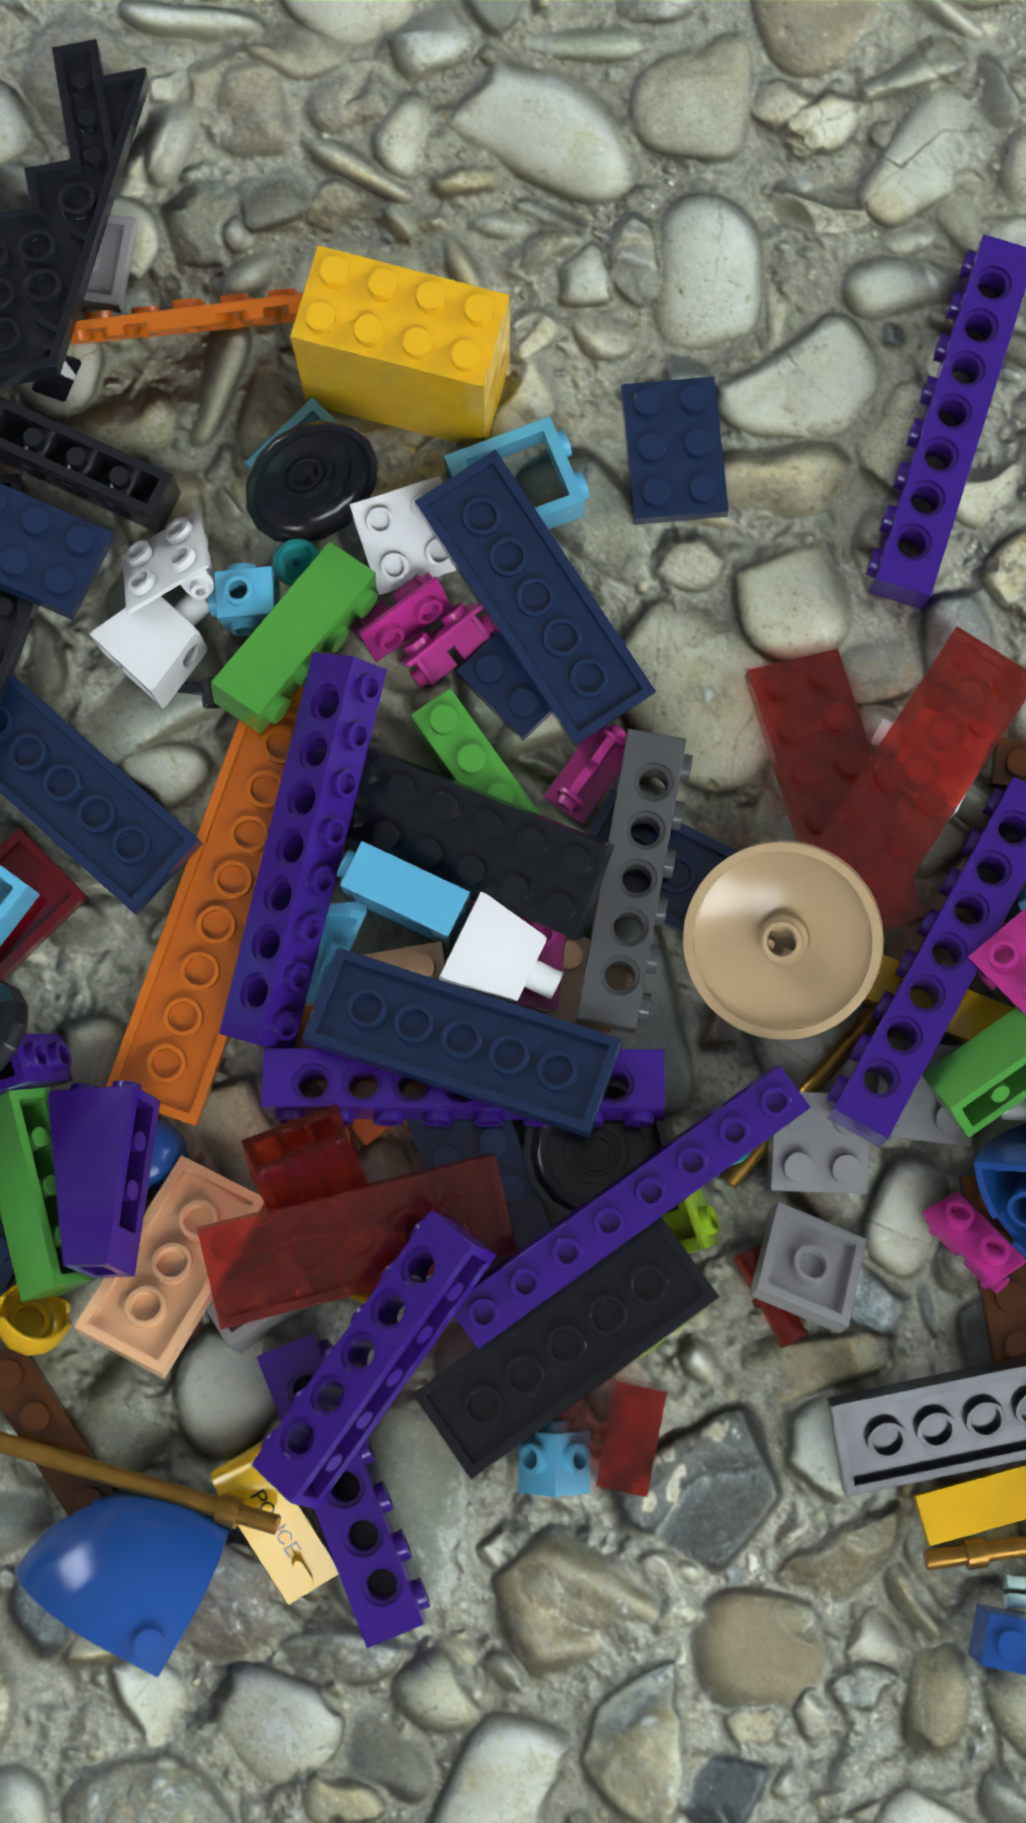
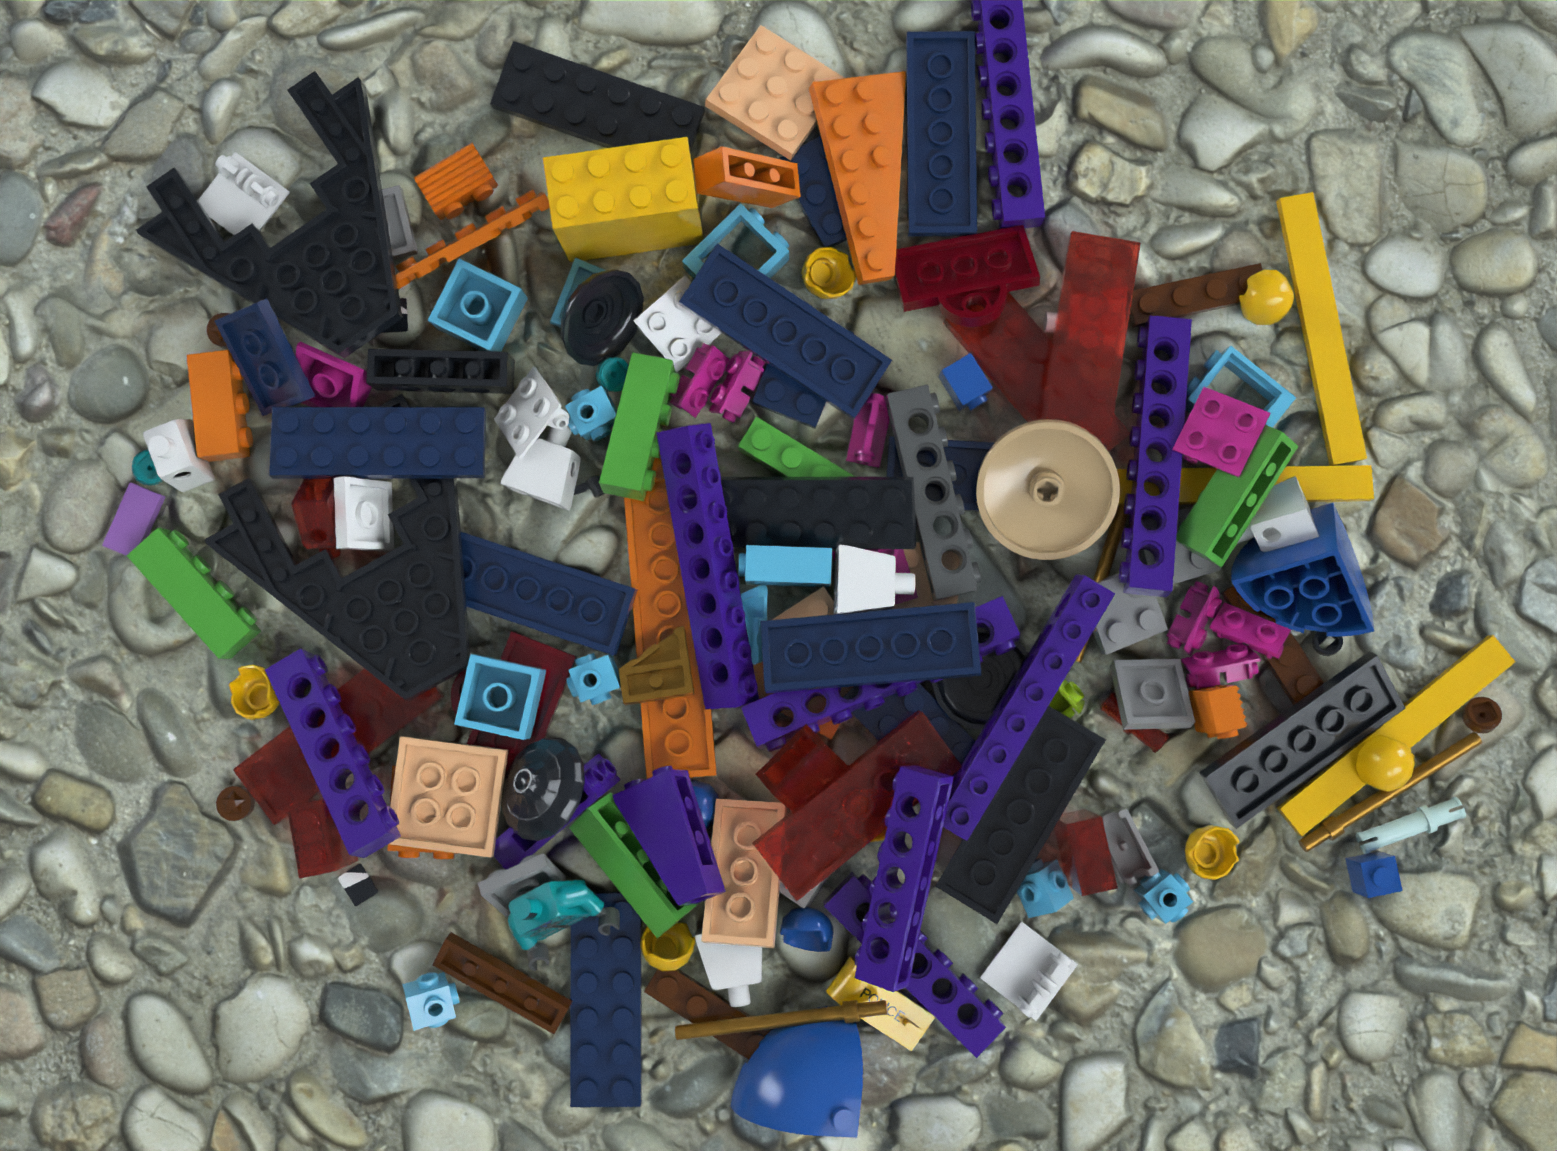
camera: 20 degrees left, 5 degrees up
(102, 1386) = (731, 968): none -> white torso
(112, 938) = (605, 672): none -> medium azure brick
(162, 406) = (477, 308): none -> medium azure brick
(181, 959) = (659, 672): none -> pearl gold wing
(207, 245) = (456, 182): none -> orange brick
(222, 1379) = (807, 929): none -> blue hair
(418, 216) = (590, 101): none -> black plate
(489, 1566) = (1028, 971): none -> white hinge
(570, 386) = (746, 177): none -> orange brick
(623, 550) = (828, 273): none -> yellow hair
(656, 301) = (770, 92): none -> light nougat plate
(687, 1454) = (1127, 849): none -> light grey hinge
(707, 1523) = (1152, 893): none -> medium azure brick
(735, 414) = (863, 147): none -> orange wing
(739, 763) = (966, 383): none -> blue brick
(798, 624) = (966, 273): none -> dark red plate
(799, 1512) = (1211, 851): none -> yellow hair
(844, 440) = (941, 133): none -> dark blue plate
(884, 1326) = (1217, 711): none -> orange brick
(924, 1184) = (1202, 607): none -> dark pink hinge
(939, 1274) = (1235, 661): none -> dark pink hinge

